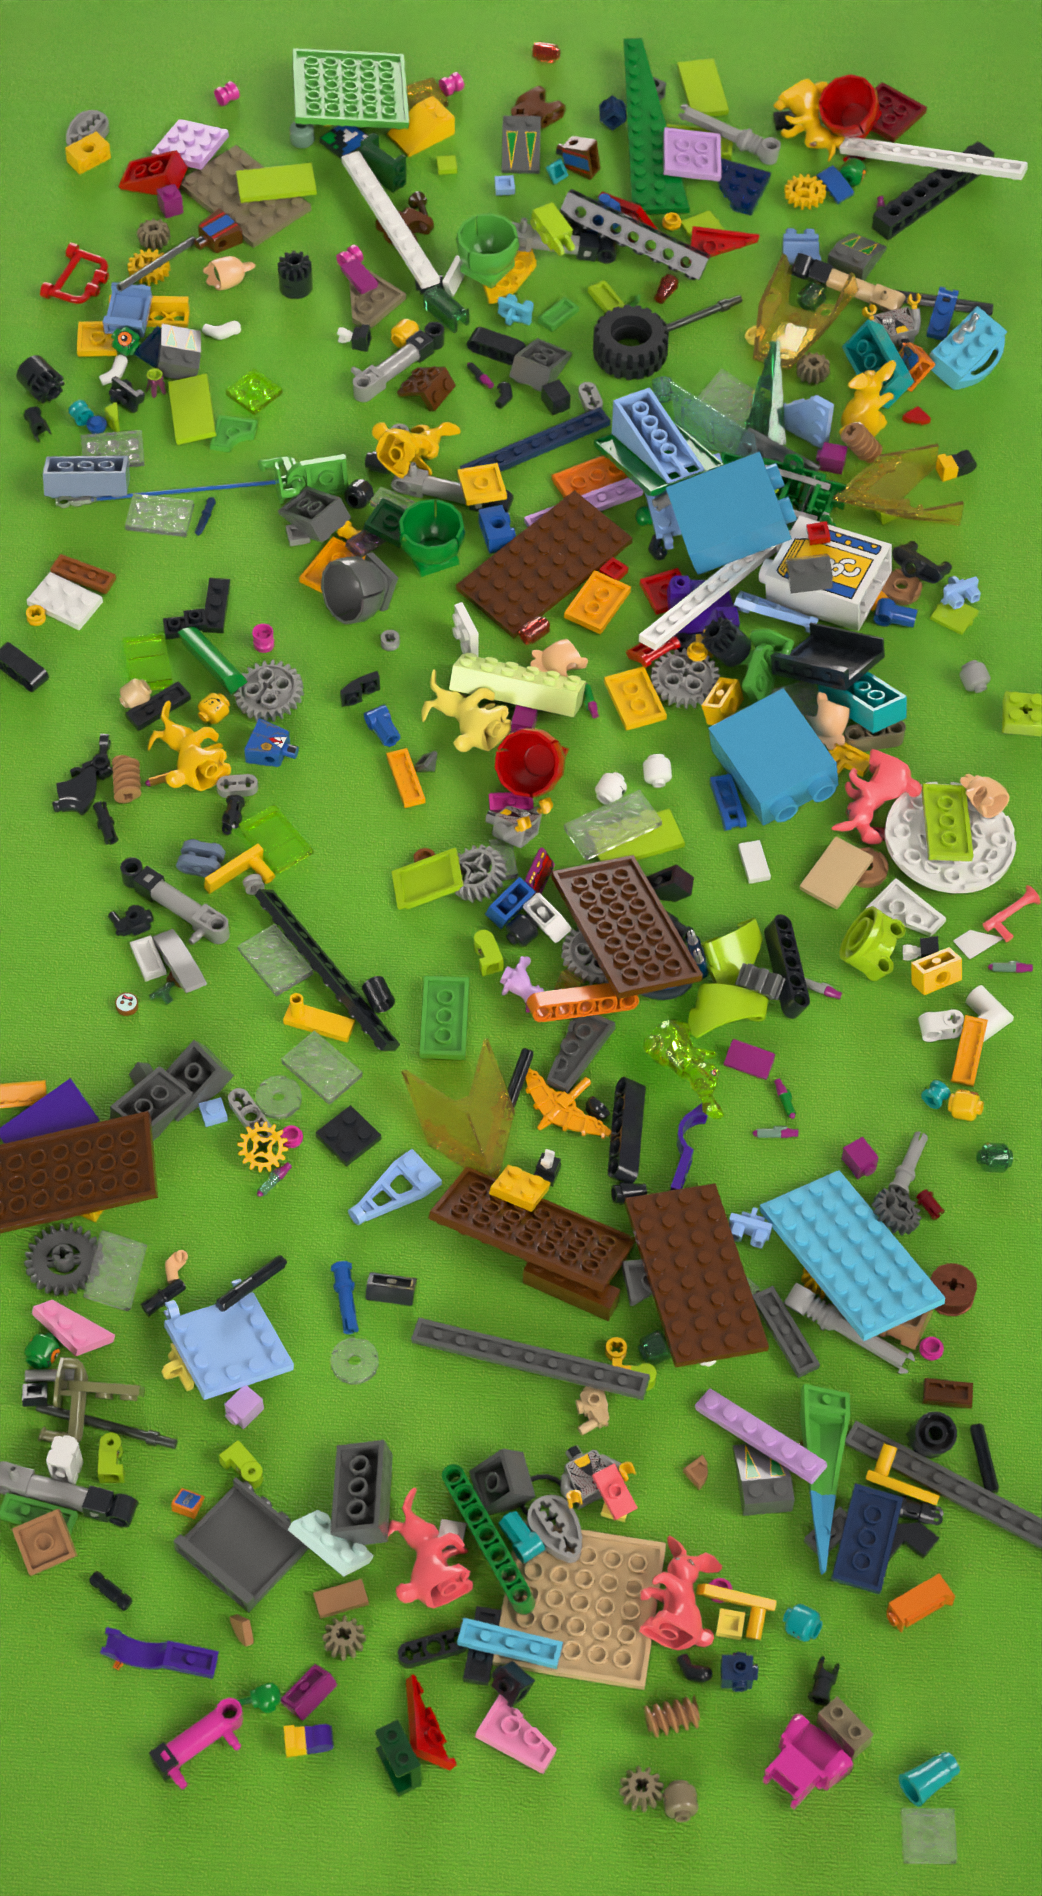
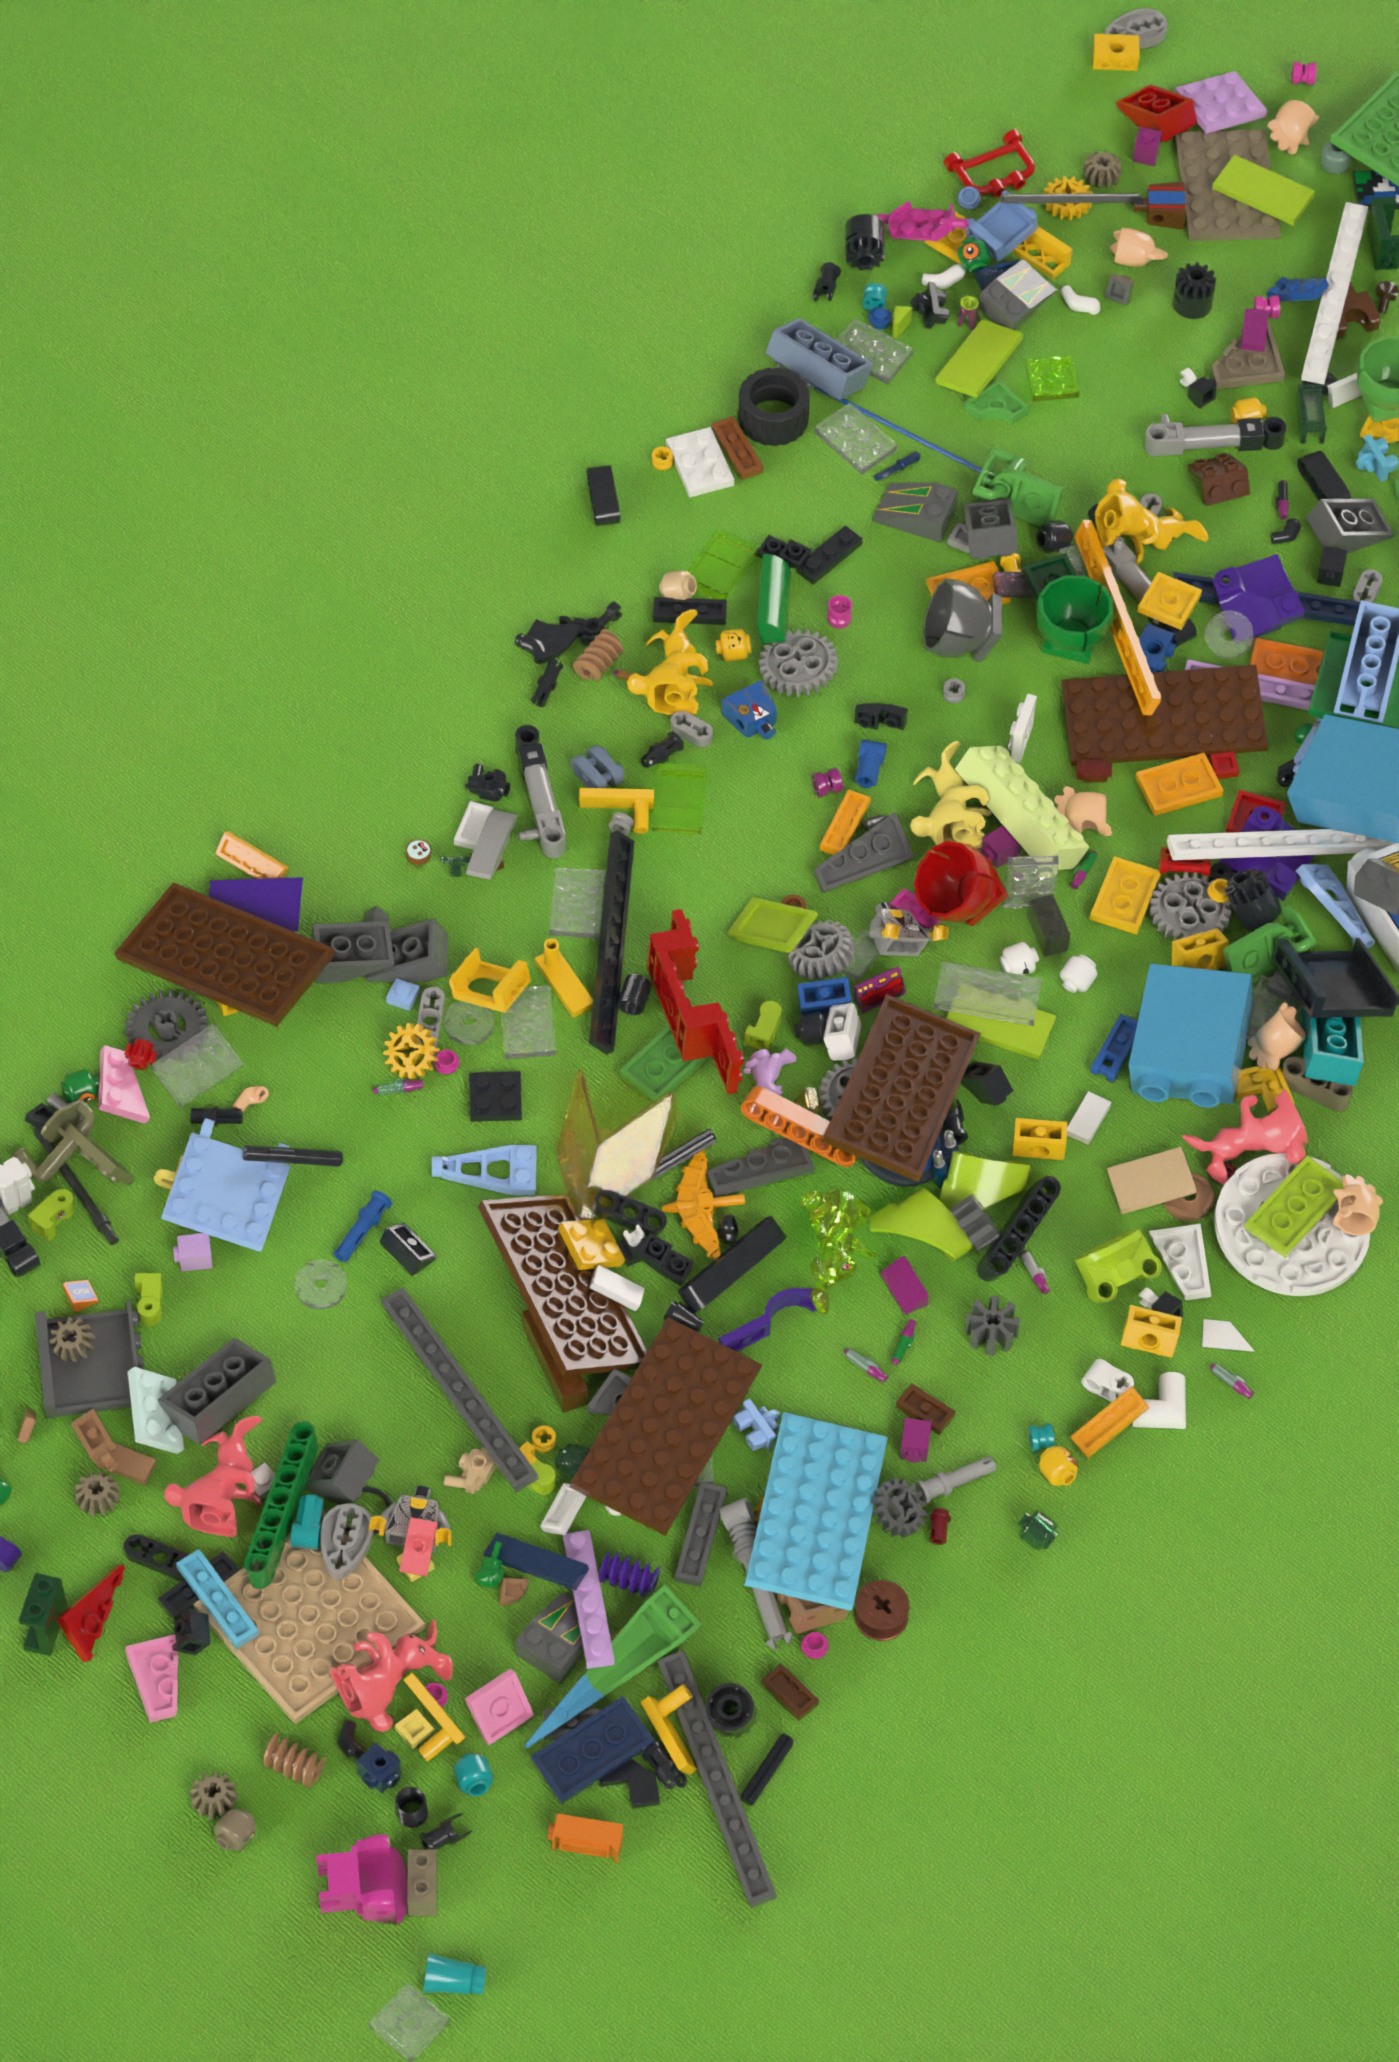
camera: 40 degrees right, 0 degrees up
(68, 1293) = (140, 1054): none -> red gear
(80, 307) = (969, 198): none -> medium blue plate
(81, 336) = (921, 223): none -> dark pink plate
(83, 510) = (773, 427): none -> black tyre
(214, 1532) = (64, 1347): none -> dark tan gear
(242, 305) = (1119, 288): none -> dark grey tile
(248, 534) = (918, 508): none -> dark grey slope
(251, 1055) = (511, 983): none -> yellow panel
(253, 129) = (1292, 125): none -> light nougat piece
(305, 1598) = (95, 1439): none -> medium nougat plate
(309, 1692) = (32, 1515): magenta slope -> none
(362, 232) = (1298, 289): none -> blue plate
(369, 755) = (827, 782): none -> magenta wheel
(443, 787) = (869, 854): none -> dark grey wing
(449, 988) = (699, 1029): none -> red bracket
(473, 524) = (1122, 627): none -> light orange plate
(517, 1153) = (616, 1215): none -> black beam
(533, 447) = (1259, 593): none -> dark purple slope
(540, 472) = (1222, 622): none -> clear tile
(566, 1205) = (617, 1288): none -> white tile
(576, 726) = (1029, 879): none -> clear plate
(579, 1162) = (665, 1261): none -> black slope
(607, 751) = (1048, 925): none -> clear smoke brick
(674, 1470) = (490, 1571): none -> green piece
(679, 1388) = (562, 1510): none -> white tile
(700, 1438) = (539, 1562): none -> dark blue tile
(742, 896) = (1039, 1139): none -> yellow brick
(769, 1395) = (628, 1575): none -> dark purple piece
(775, 1560) = (499, 1706): none -> bright pink tile
(787, 1669) = (407, 1795): none -> black piece
(793, 687) = (1280, 987): none -> dark grey plate
(832, 1043) = (992, 1325): none -> dark grey gear
(843, 1131) = (925, 1407): none -> reddish brown plate
(996, 921) = (1261, 1330): coral piece -> none

